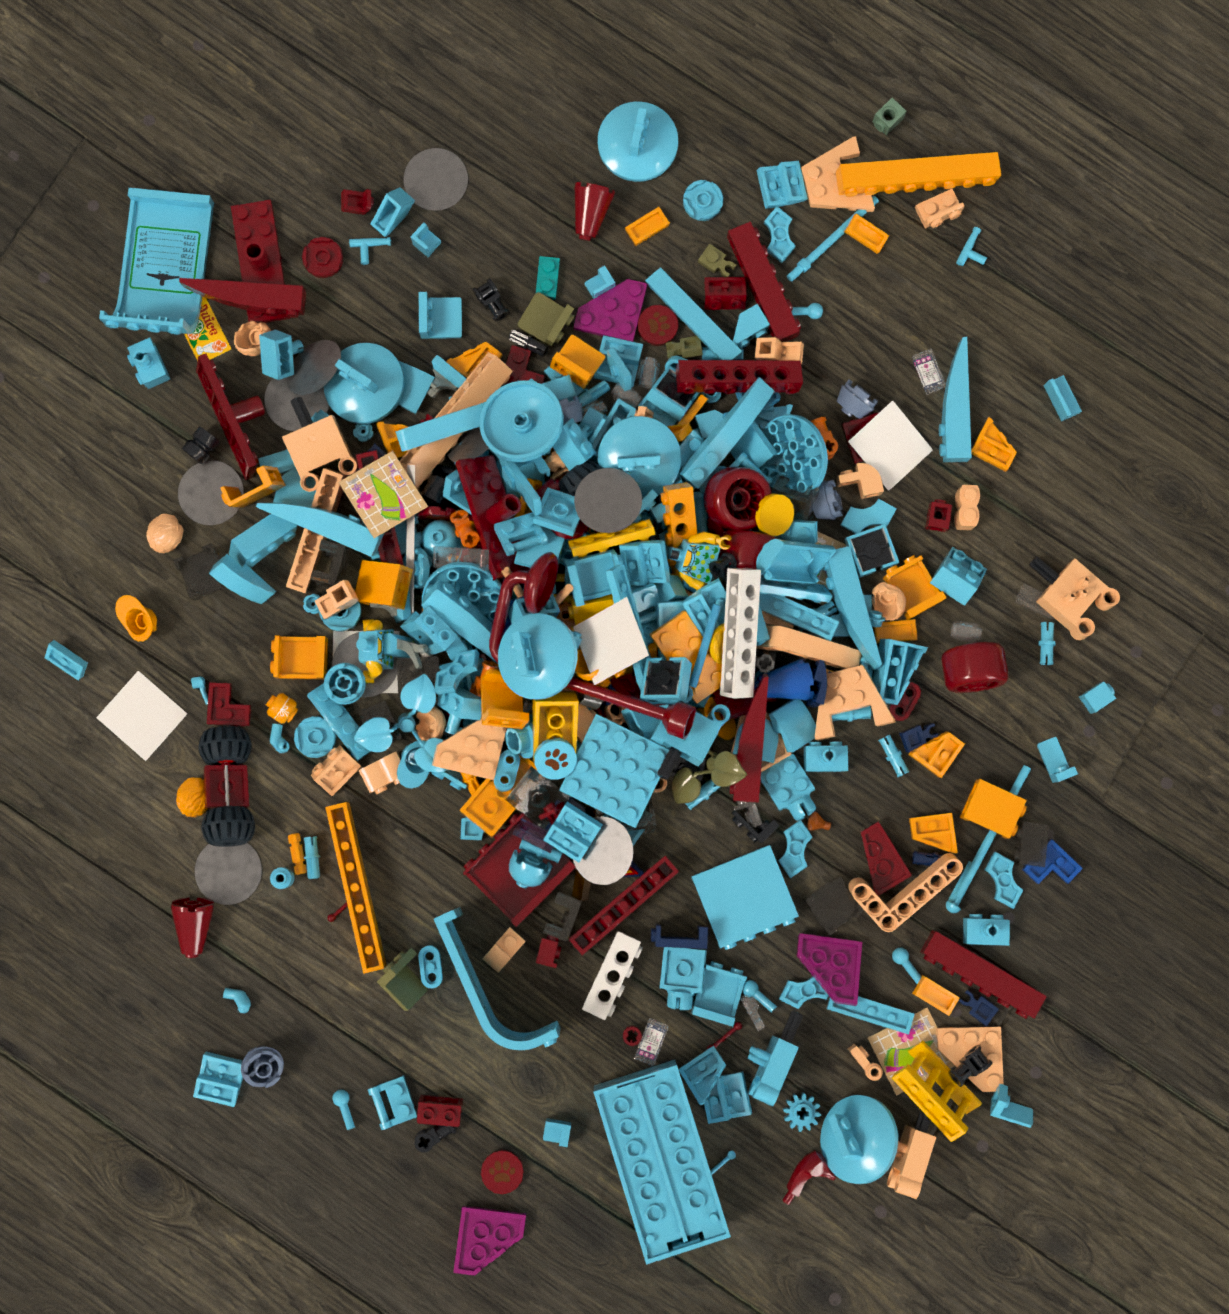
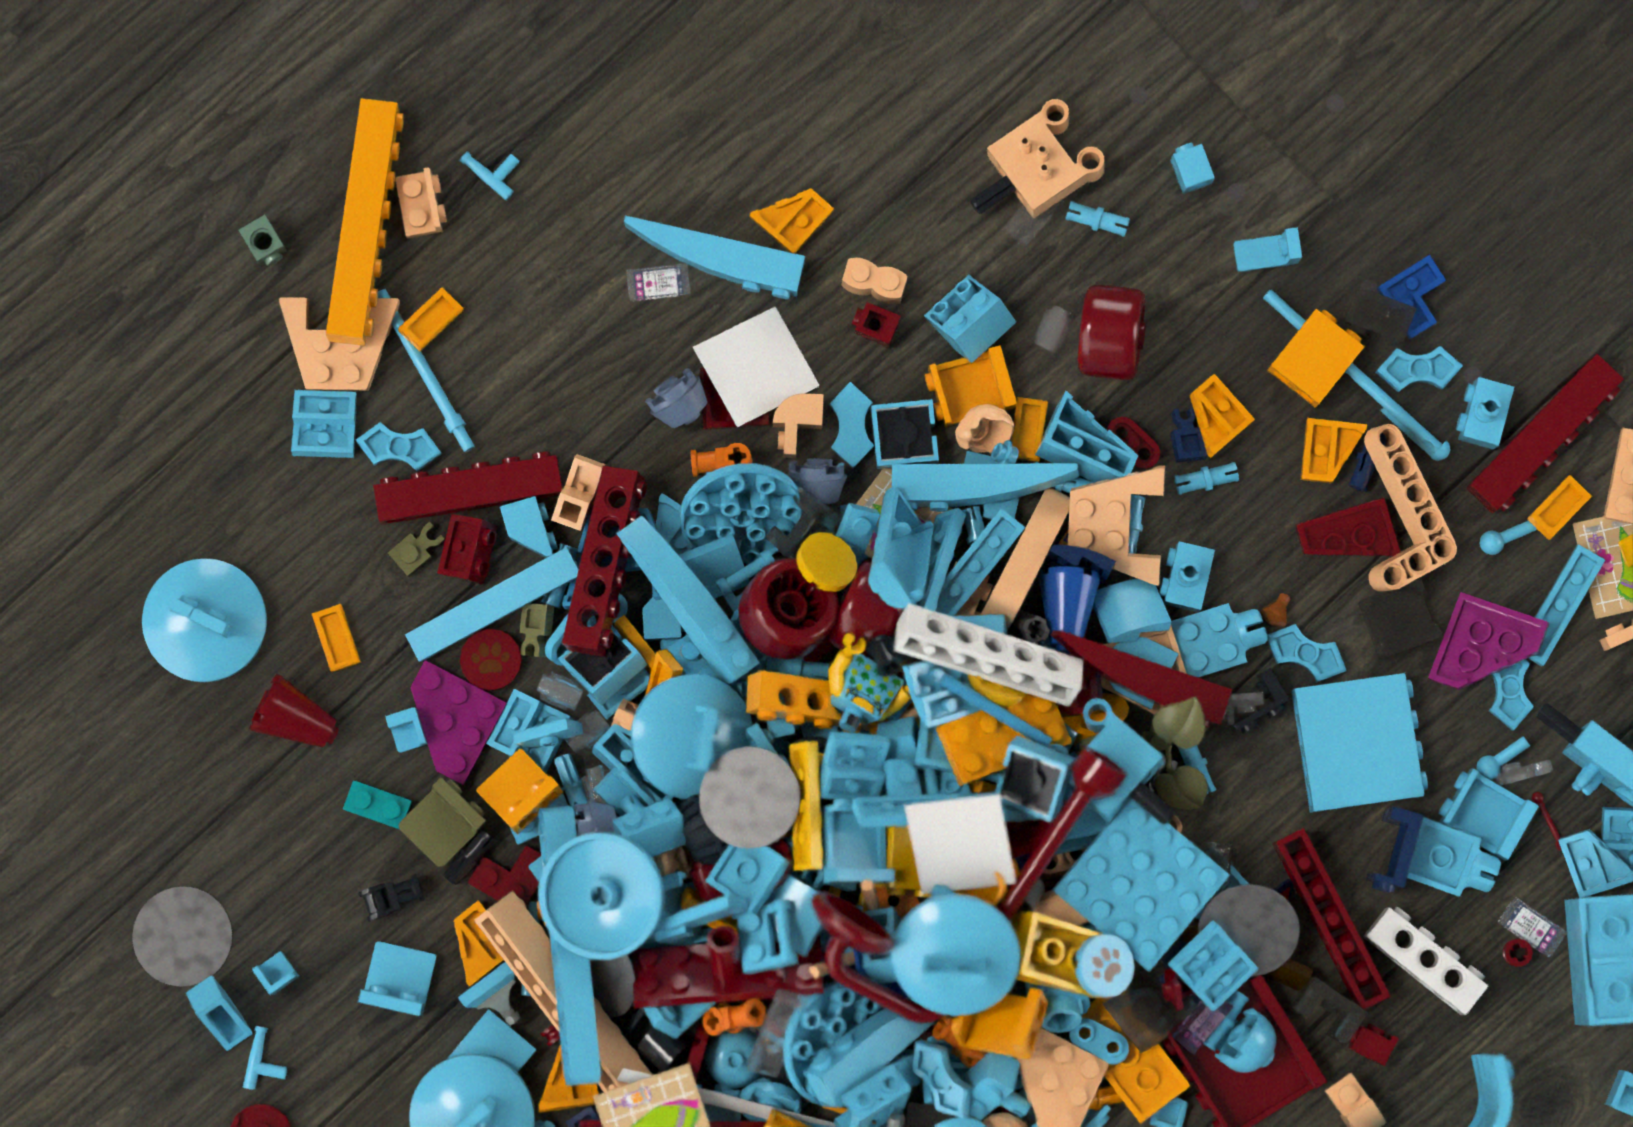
camera: 75 degrees left, 0 degrees up
(356, 201) = (189, 1062): dark red bracket -> none
(703, 200) = (317, 546): medium azure tile -> none
(814, 311) = (526, 426): medium azure bar -> none
(981, 1010) = (1594, 448): dark blue plate -> none
(1062, 398) = (746, 100): medium azure panel -> none

